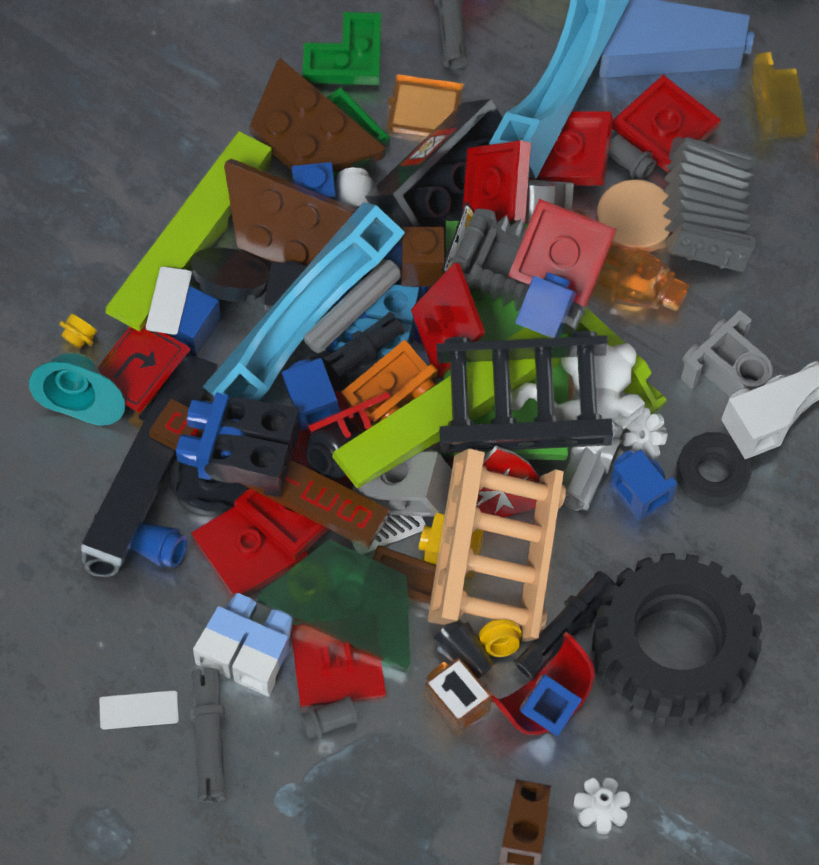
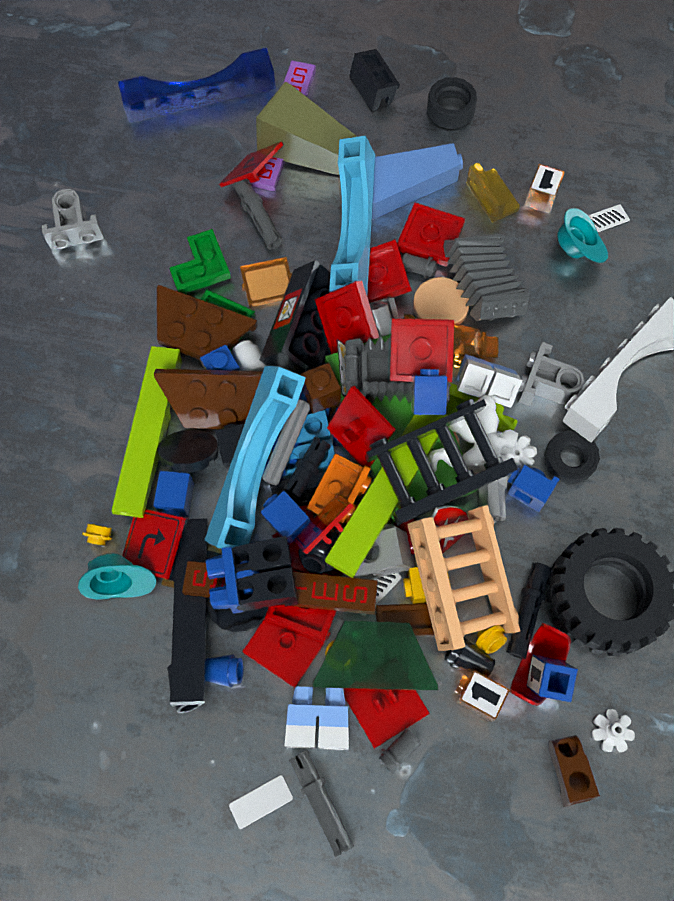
camera: 20 degrees left, 5 degrees up
(168, 300) = (154, 488): white sticker -> none
(637, 319) = (484, 377): none -> white hips

